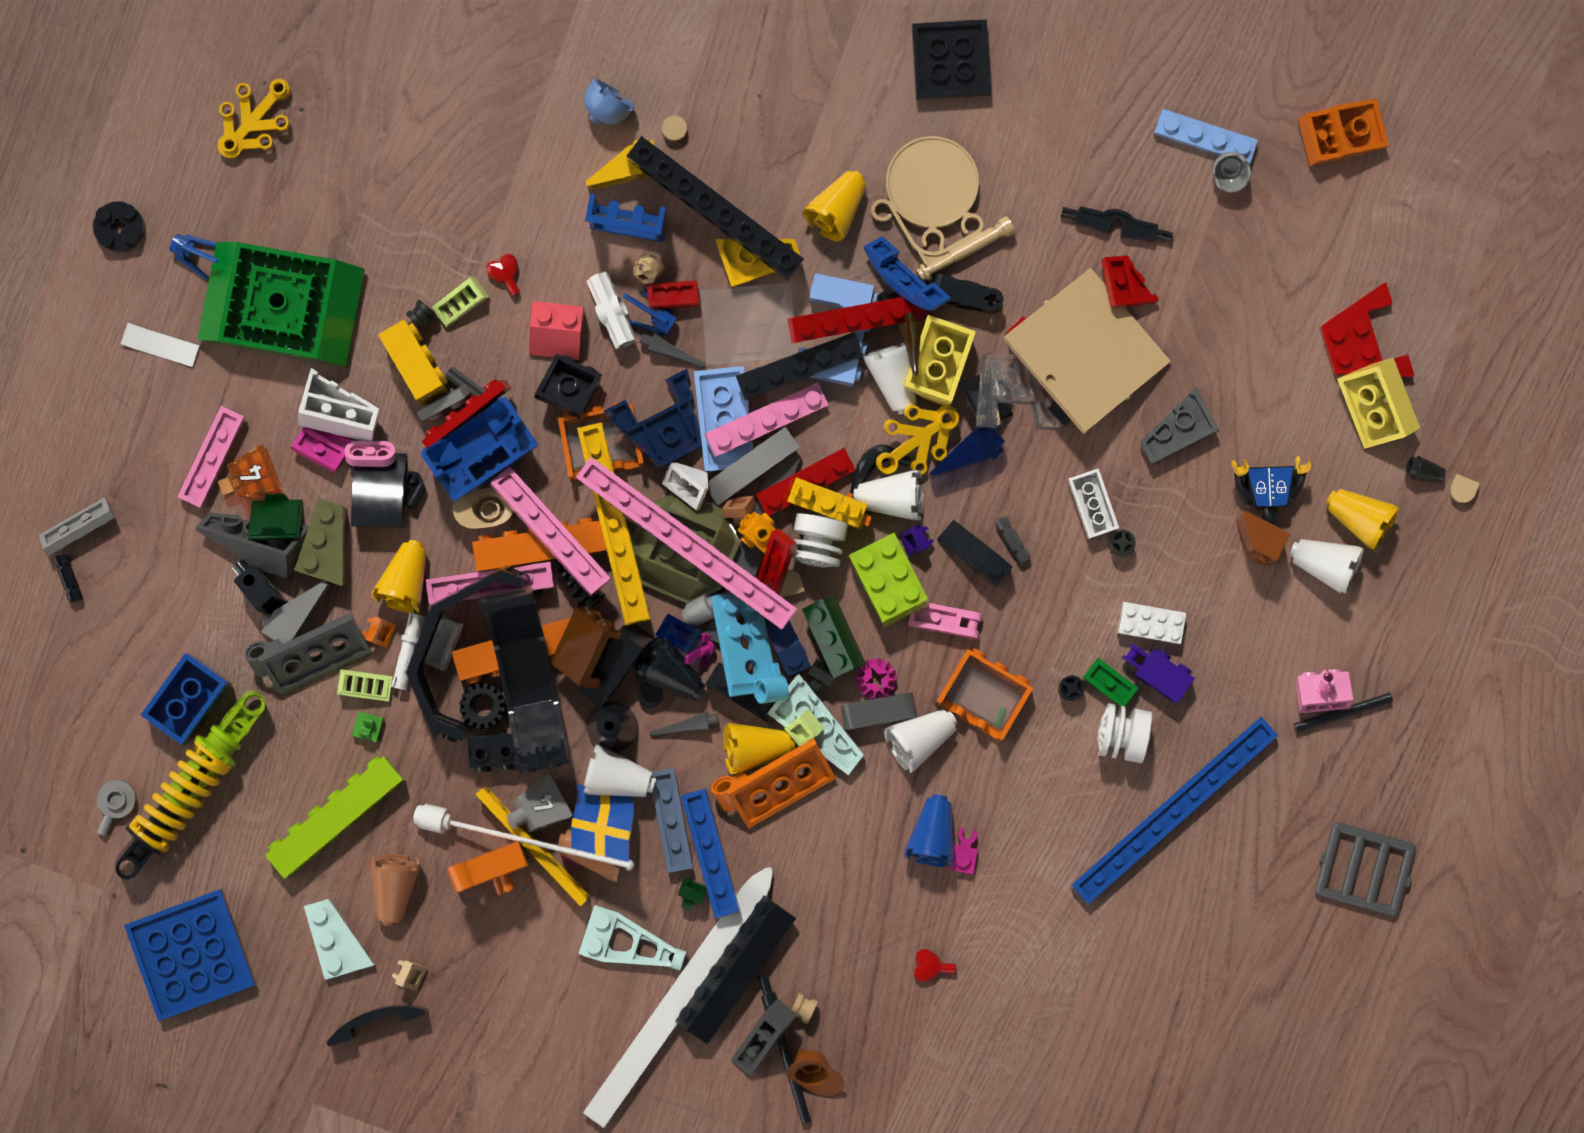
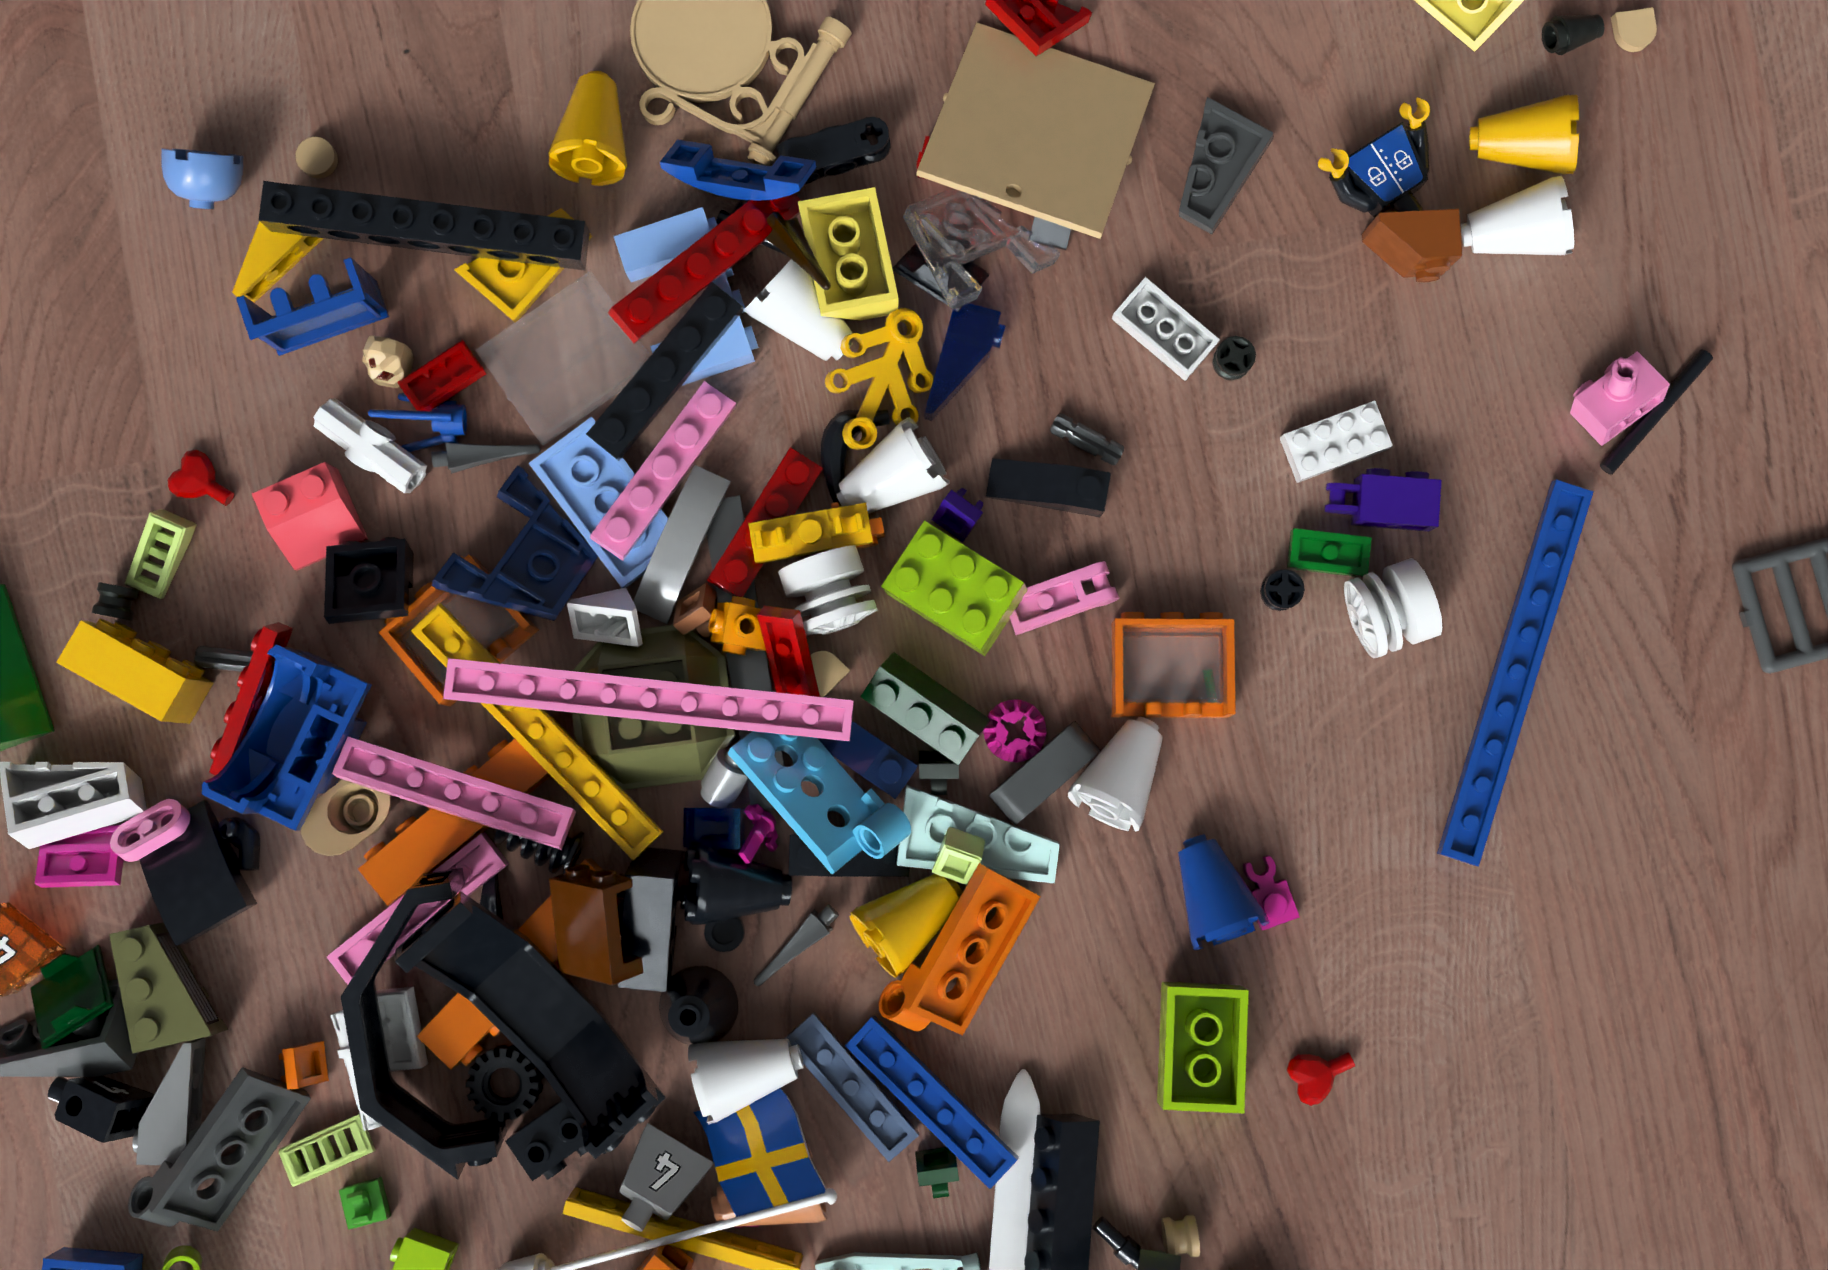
camera: 30 degrees left, 0 degrees up
(403, 579) = (293, 974): yellow cone -> none
(435, 409) = (221, 689): light grey plate -> none
(876, 911) = (1202, 1047): none -> lime brick

